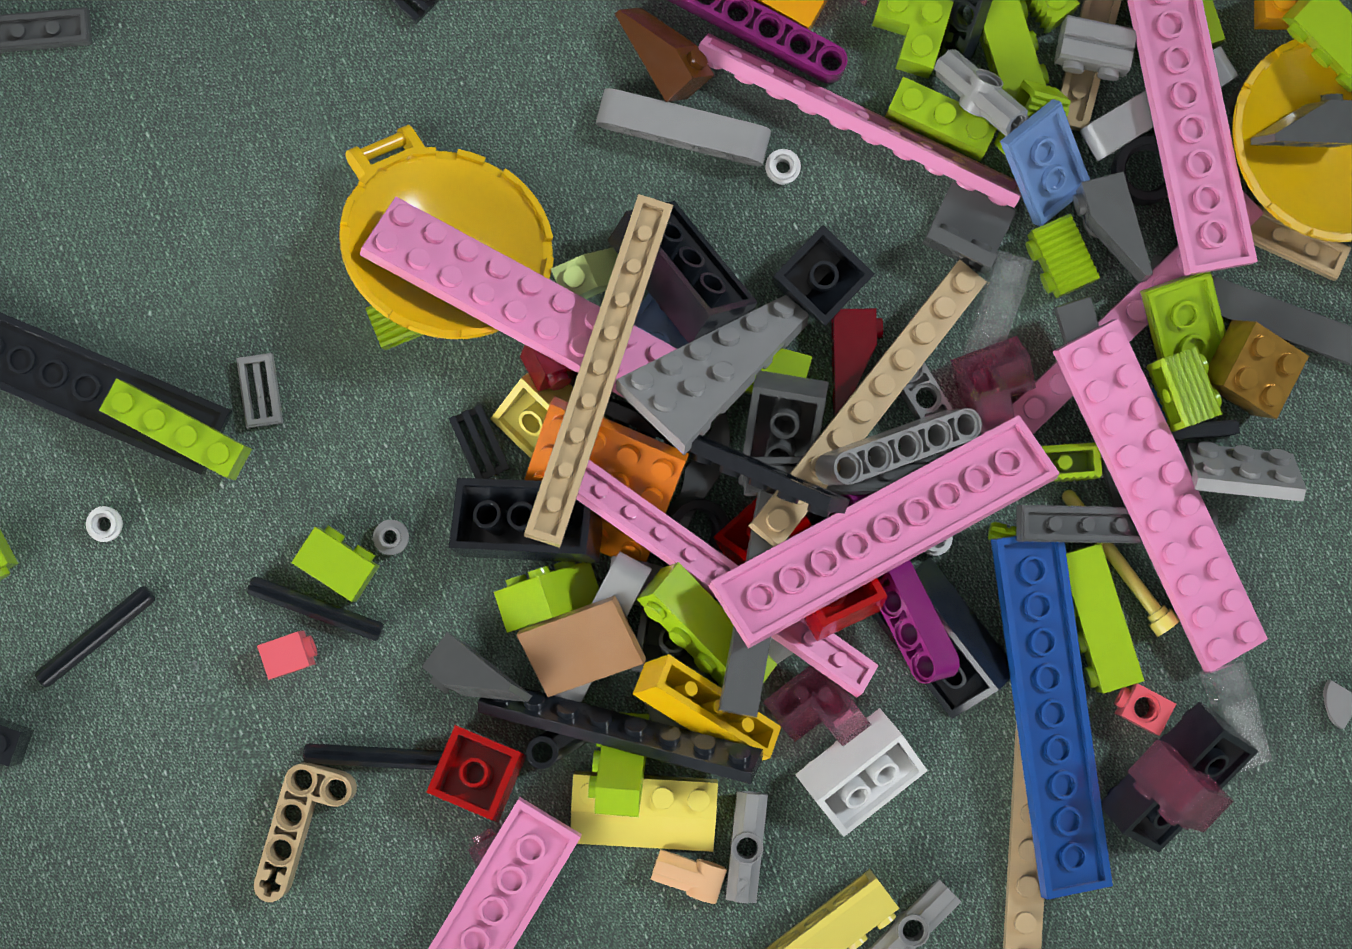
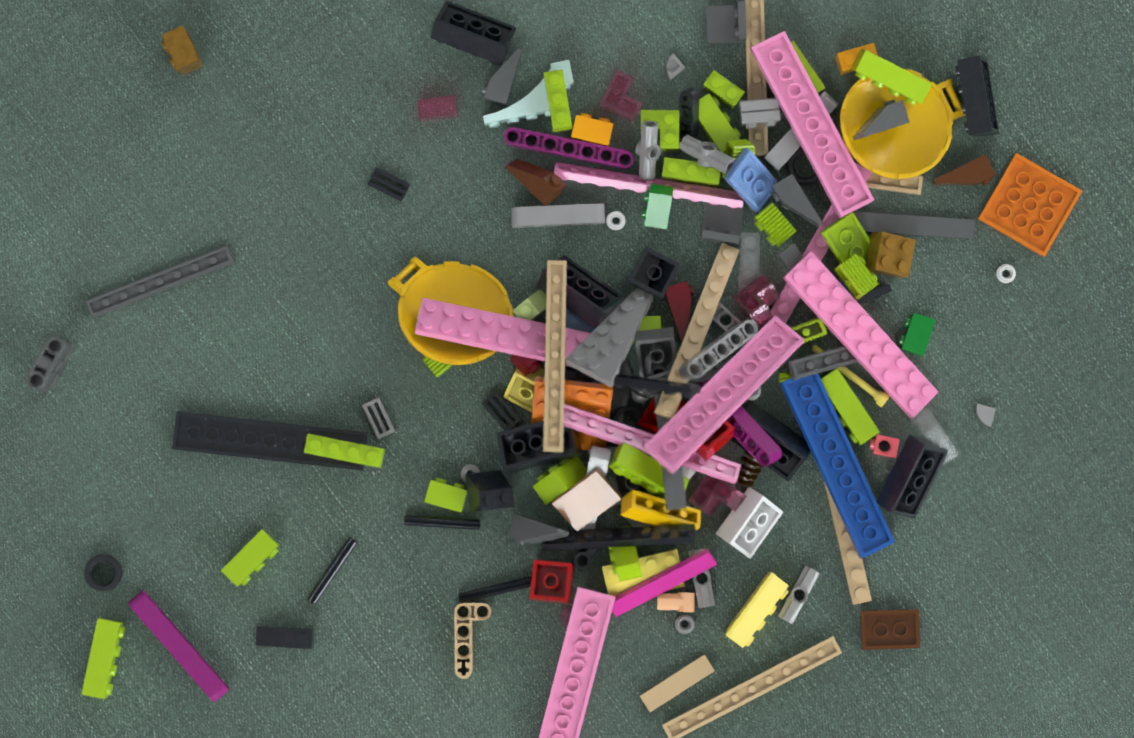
camera: 15 degrees left, 0 degrees up
(93, 524) = (323, 516): white plate -> none
(287, 654) = (435, 549): coral brick -> none
(412, 578) = (488, 491): none -> black slope
(676, 834) = (663, 581): none -> dark pink tile
(686, 929) = (690, 624): none -> light grey plate
(730, 489) = (638, 396): none -> light grey plate
(866, 161) = (658, 206): none -> brick
(878, 56) = (648, 150): none -> light grey piece
(889, 678) = (749, 470): none -> dark brown piece
(1180, 790) = (911, 482): clear pink brick -> none
(1245, 471) = (900, 309): light grey plate -> none
(1258, 528) = (917, 334): none -> green brick

